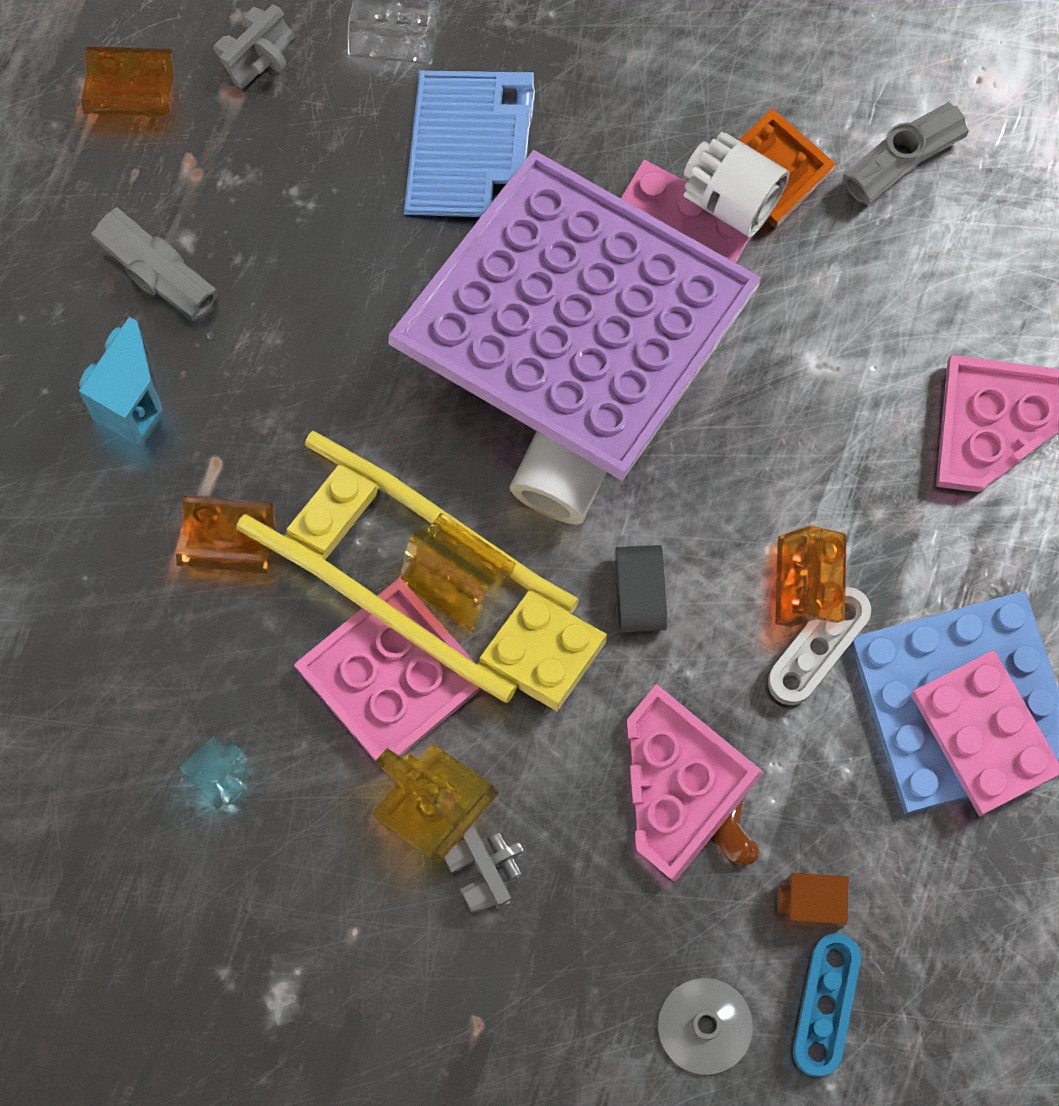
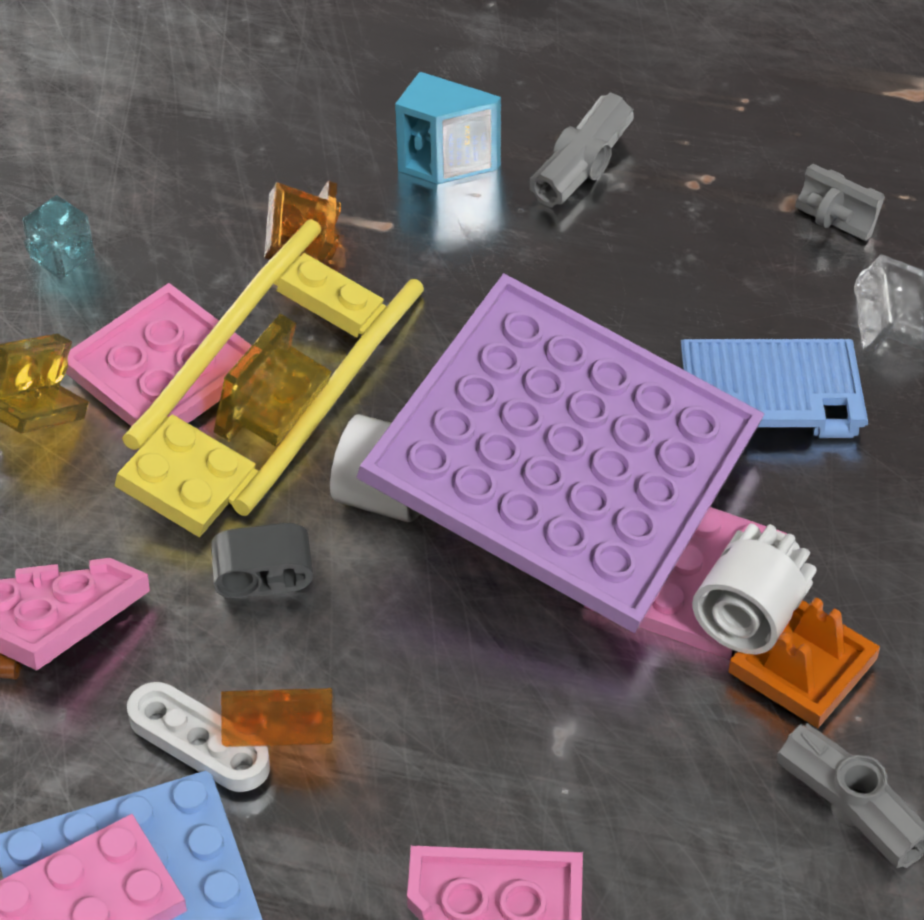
camera: 90 degrees right, 25 degrees down
(128, 81) = (774, 118): clear orange bracket -> none

